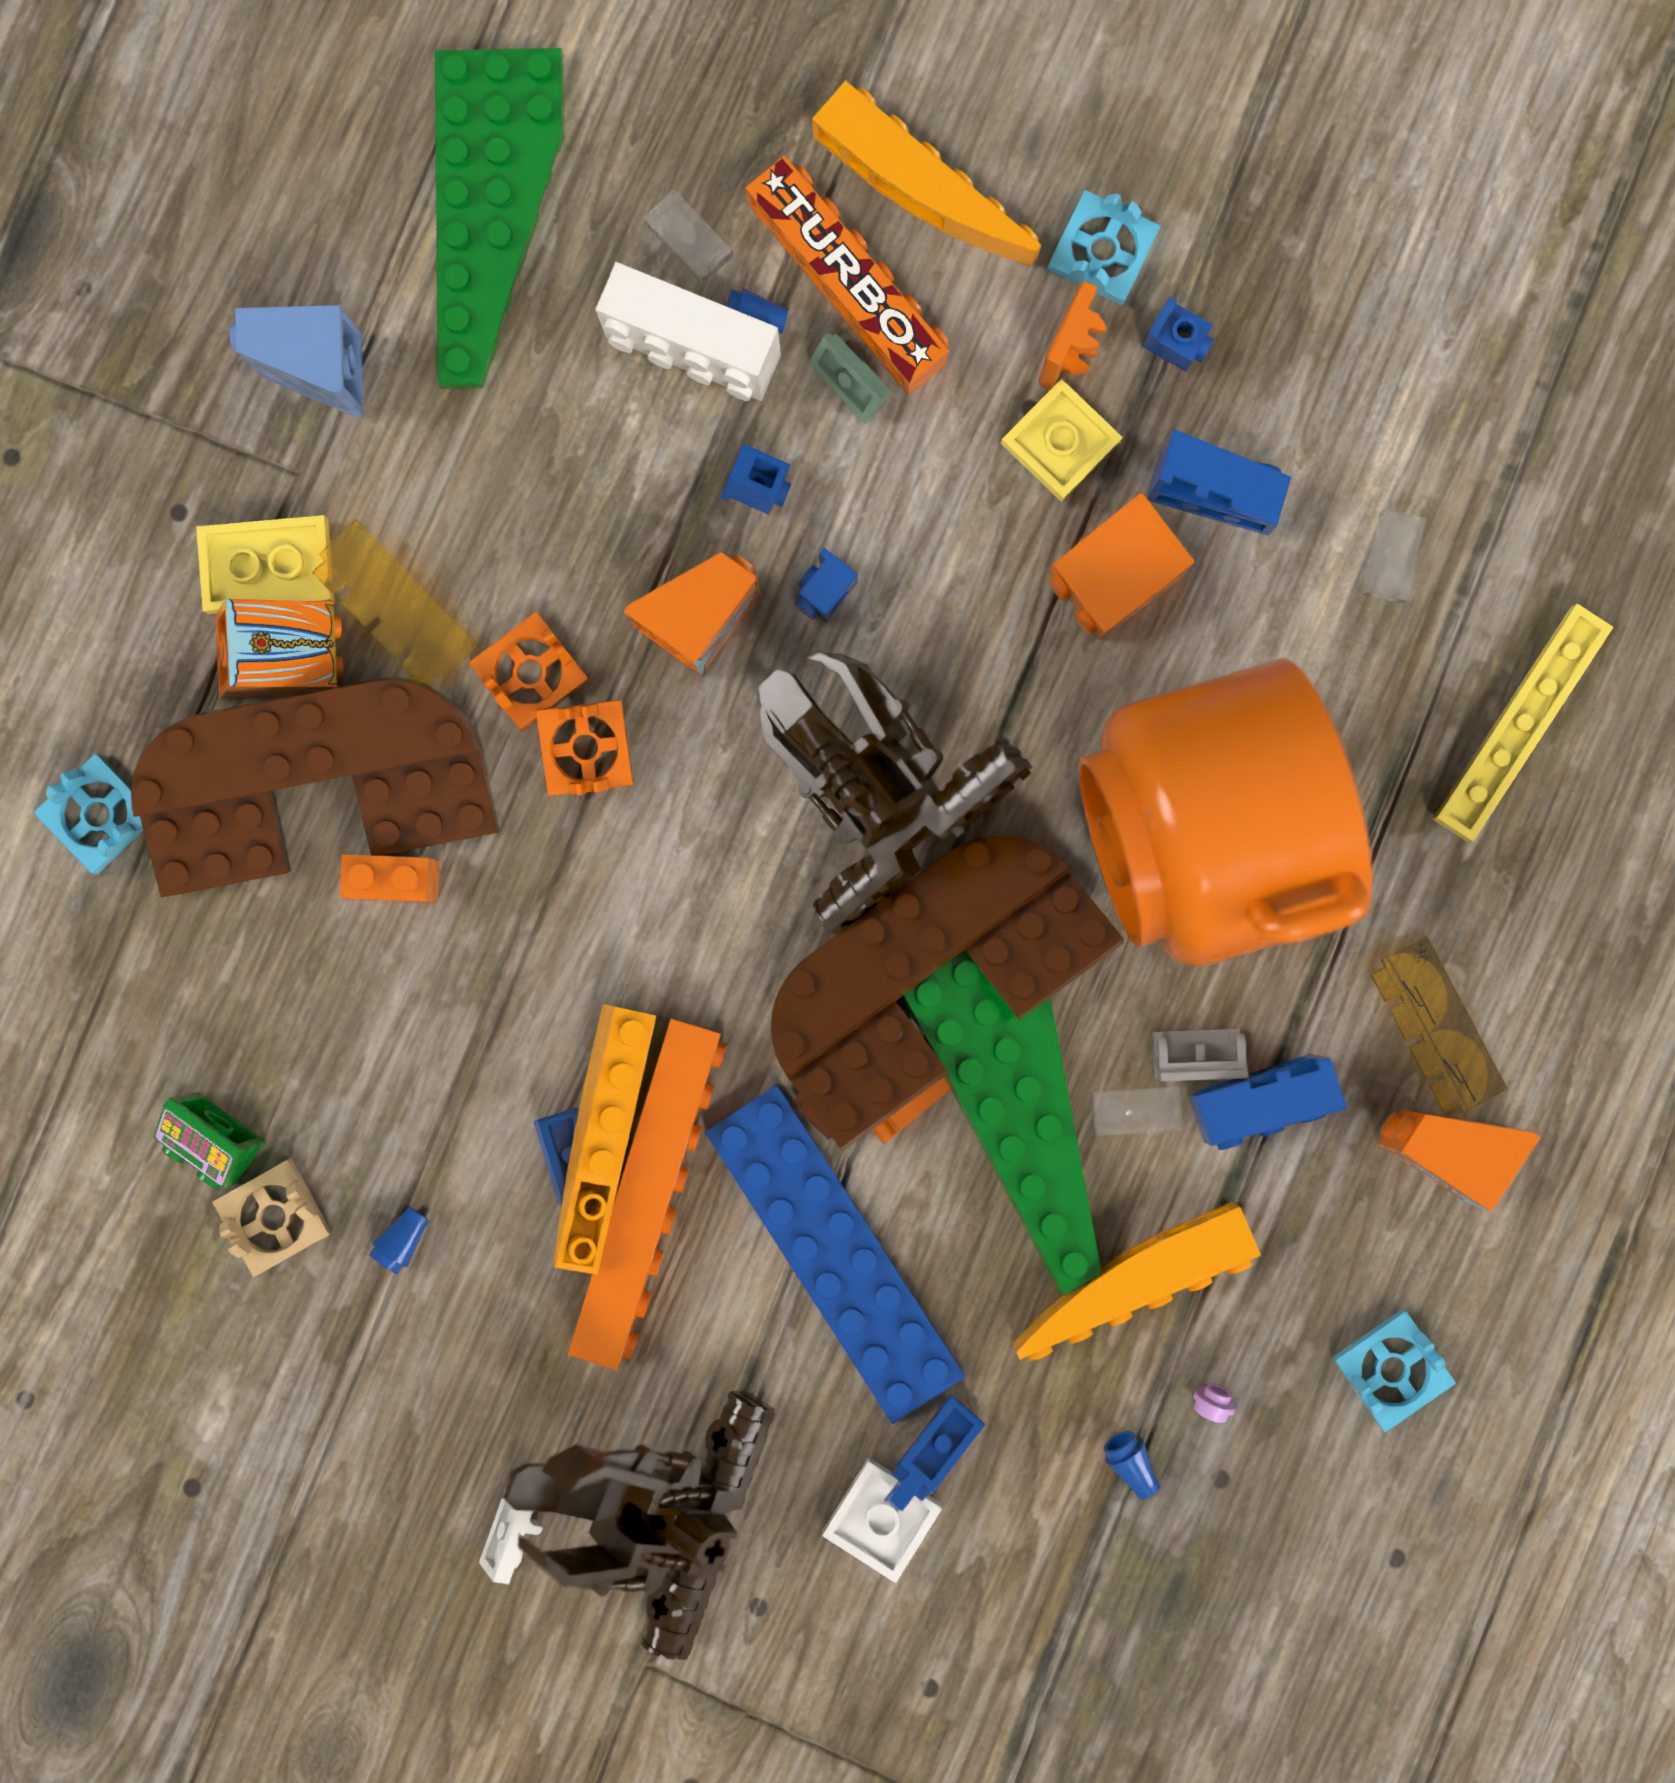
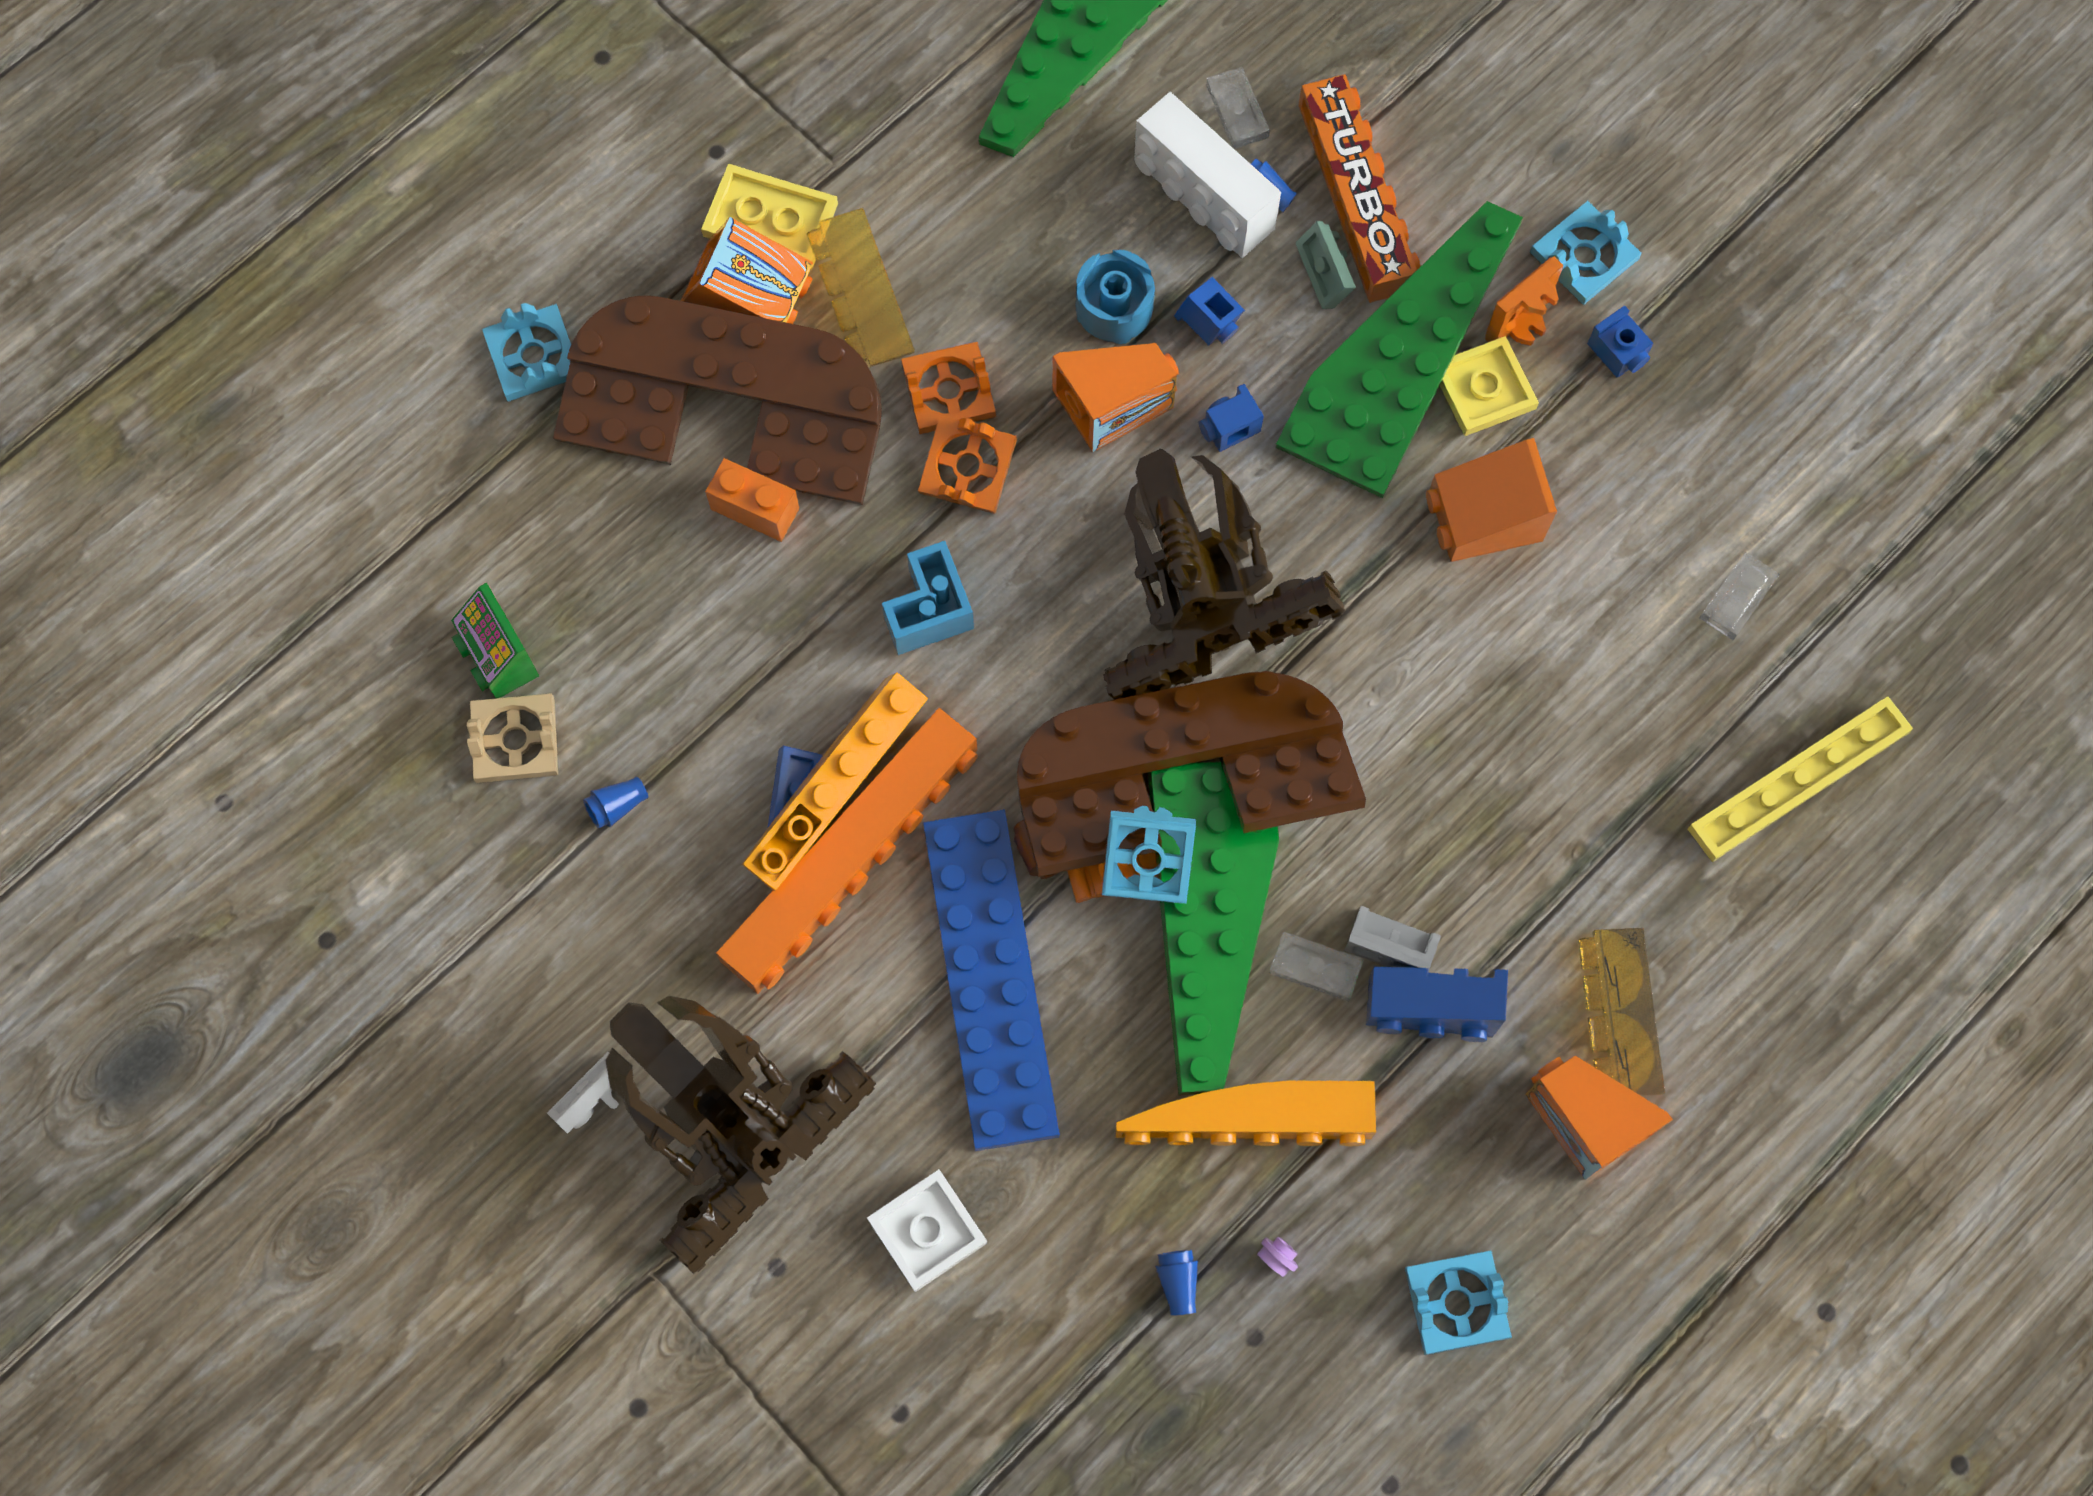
camera: 15 degrees right, 15 degrees down
(304, 351) = (882, 66): medium blue slope -> none
(623, 913) = (936, 607): none -> dark azure brick
(638, 487) = (1115, 296): none -> dark azure brick
(915, 177) = (1445, 130): light orange slope -> none
(934, 1453) = (1001, 1185): blue hinge -> none
(953, 1114) = (1146, 885): none -> medium azure piece
(957, 485) = (1381, 380): none -> green wing
(1218, 484) = (1604, 469): blue wedge -> none
(1227, 817) = (1494, 715): orange piece -> none

